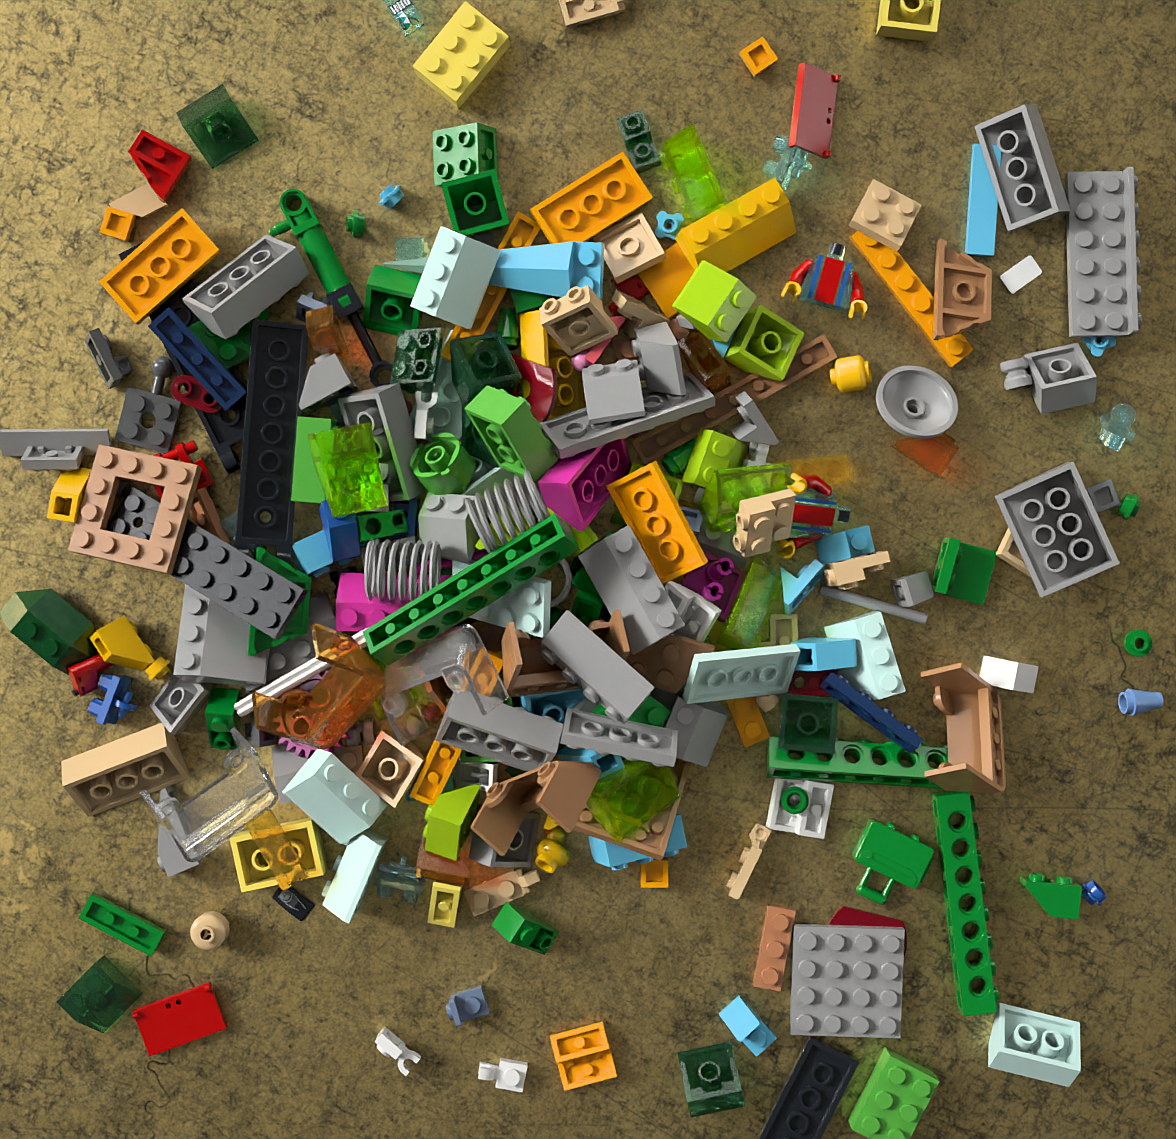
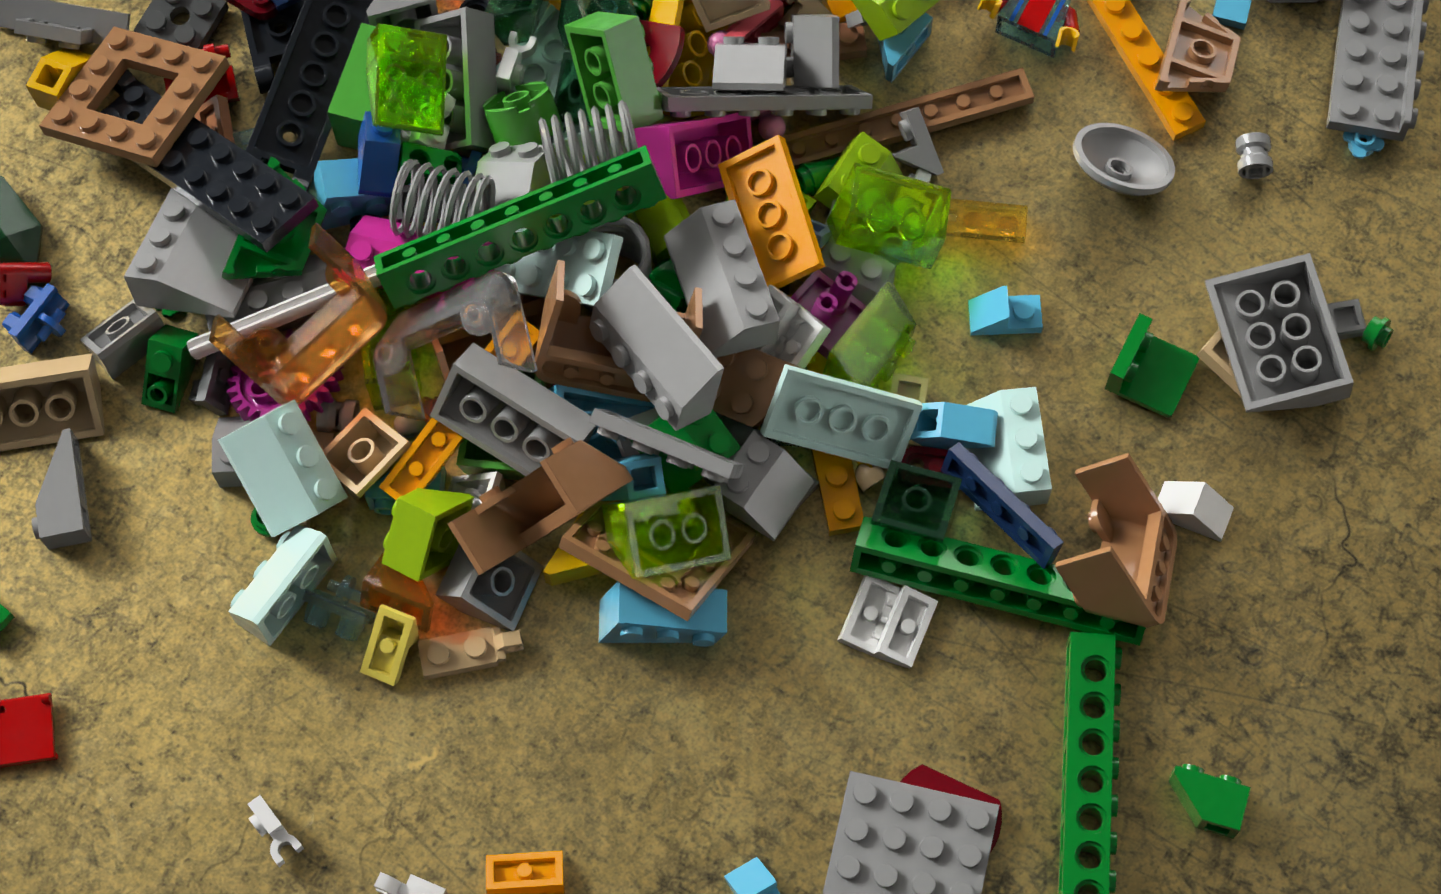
camera: 10 degrees right, 20 degrees down
(121, 645) = (68, 255): yellow slope -> none
(158, 668) = (104, 293): yellow plate -> none
(210, 930) = (72, 620): tan head -> none
(219, 808) = (134, 470): clear windscreen -> none
(252, 867) = (190, 539): light yellow brick -> none
(276, 848) = (189, 518): clear yellow plate -> none
(293, 902) = (191, 615): black sticker -> none
(467, 1005) = (385, 792): sand blue bracket -> none
(524, 929) = (488, 703): green slope -> none
(550, 852) = (547, 610): yellow animal -> none
(654, 874) = (676, 666): light orange plate -> none
(705, 362) = (871, 70): clear orange slope -> none
(748, 858) = (805, 675): tan hinge -> none
(763, 521) = (906, 240): tan plate -> none
(764, 344) = (946, 61): lime slope -> none
(774, 947) = (817, 800): nougat plate -> none
(794, 809) = (877, 595): green plate -> none
(795, 589) = (938, 346): medium azure slope -> none
(813, 513) = (967, 257): torso -> none
(848, 572) = (1010, 327): tan plate -> none
(851, 374) = (1048, 118): yellow head -> none
(872, 603) = (1045, 398): light grey bar -> none
(893, 855) = (998, 704): green piece -> none
(912, 589) = (1080, 368): light grey slope -> none
(930, 454) = (1127, 221): clear orange slope -> none
(1021, 274) = (1277, 54): white sticker -> none
(1061, 378) = (1310, 172): light grey slope -> none
(1093, 893) = (1266, 810): blue plate -> none
(1118, 427) = (1373, 230): clear light blue hips -> none
(1129, 643) = (1364, 510): green plate -> none
(1137, 701) = (1360, 573): medium blue cone -> none

